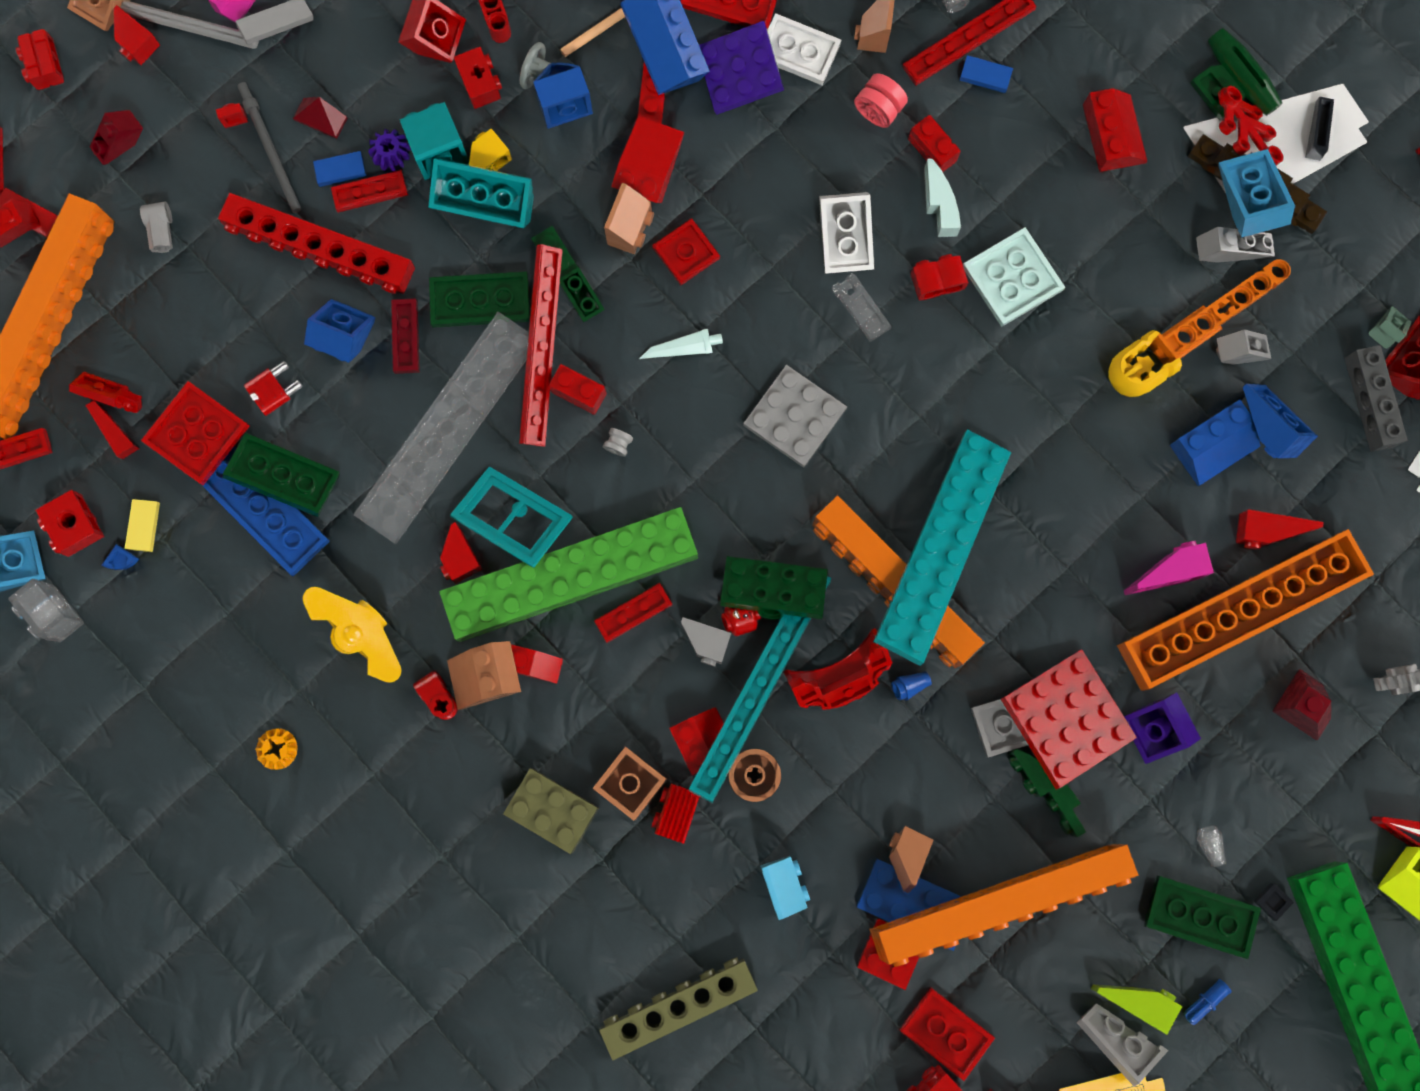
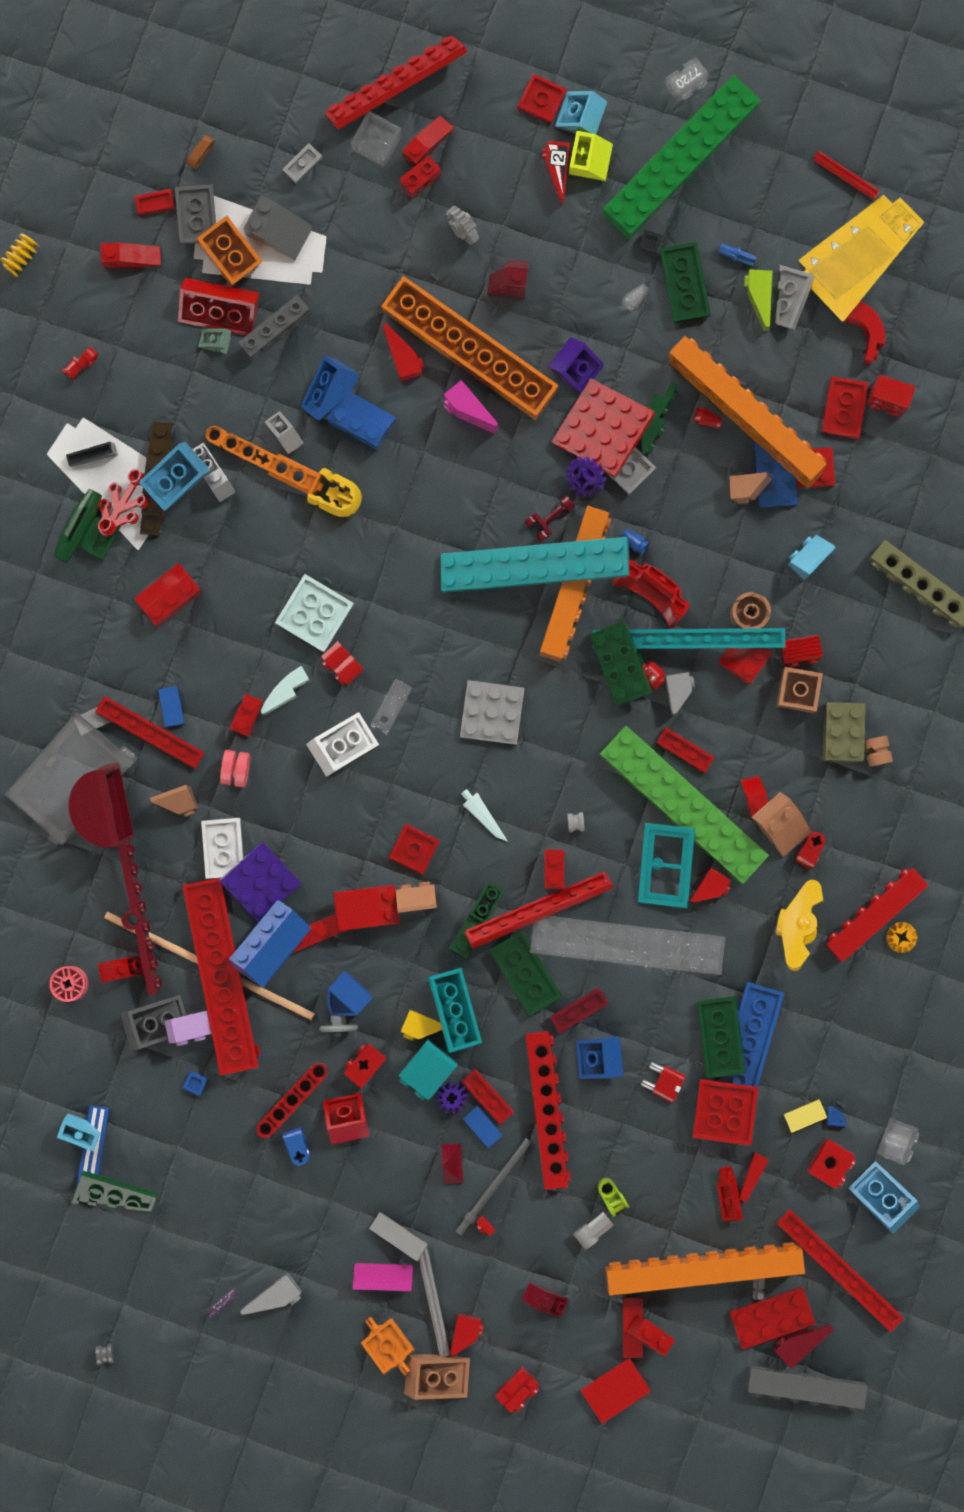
camera: 120 degrees left, 5 degrees up
(177, 265) = (614, 1199): none -> lime piece
(318, 731) = (875, 915): none -> red brick
(506, 840) = (878, 751): none -> nougat wheel
(996, 626) = (566, 504): none -> dark red bar
(1019, 665) = (585, 477): none -> dark purple gear
(1019, 852) = (707, 418): none -> red cone

